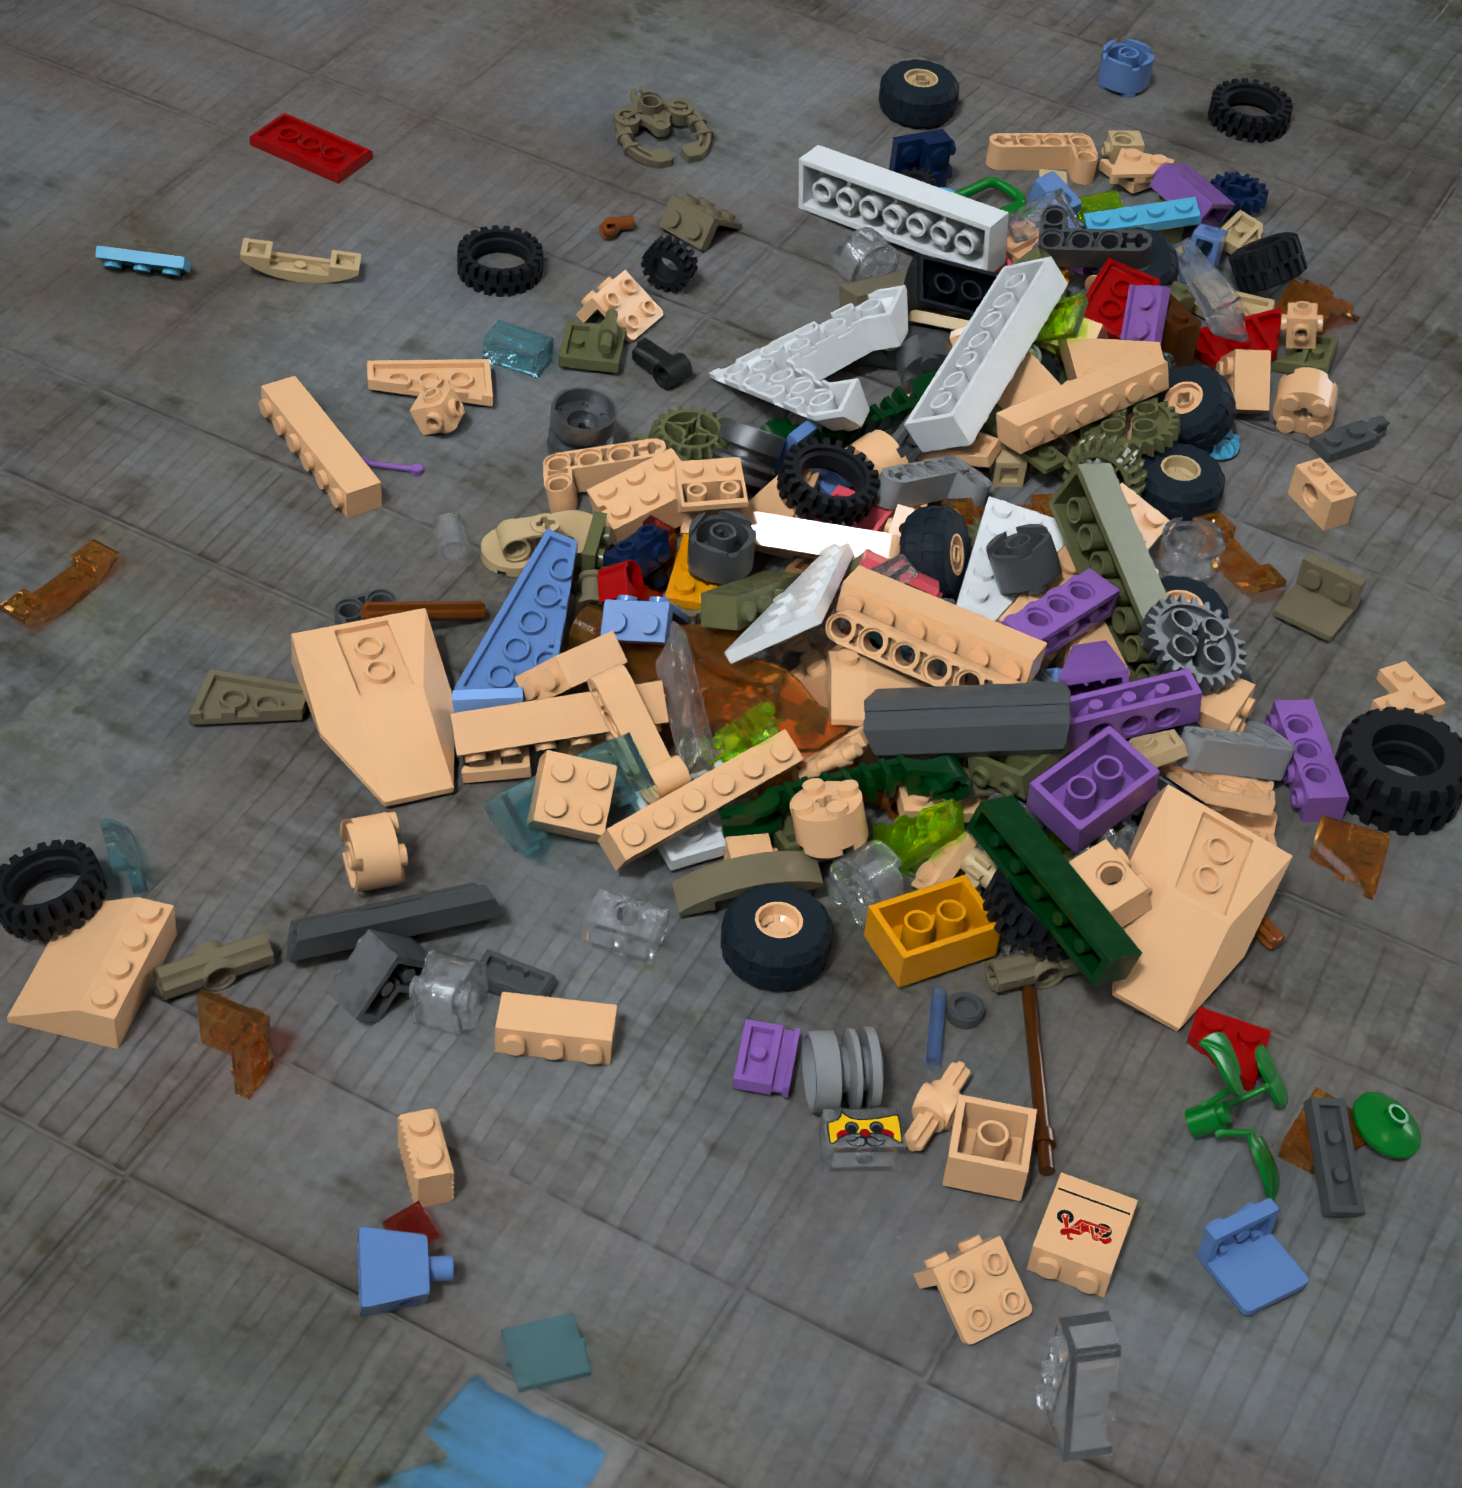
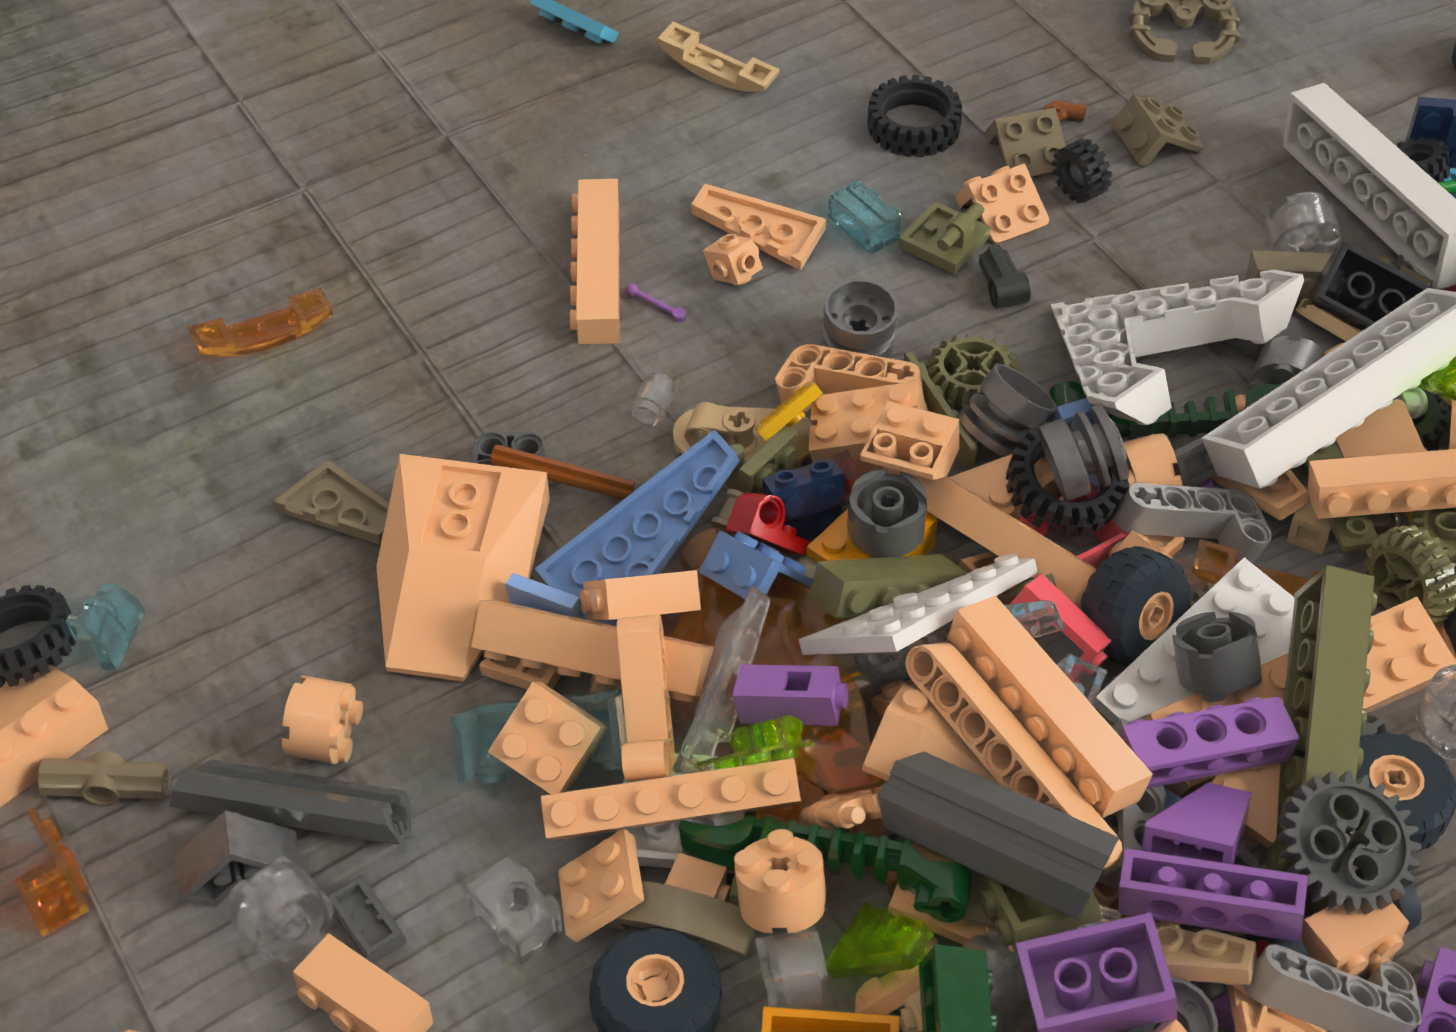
camera: 35 degrees right, 5 degrees up
(584, 501) = (789, 411): none -> yellow plate
(607, 253) = (1028, 140): none -> dark tan bracket
(683, 880) = (600, 885): none -> light nougat plate
(741, 688) = (796, 690): none -> medium lavender brick
(843, 453) = (1084, 452): none -> flat silver wheel

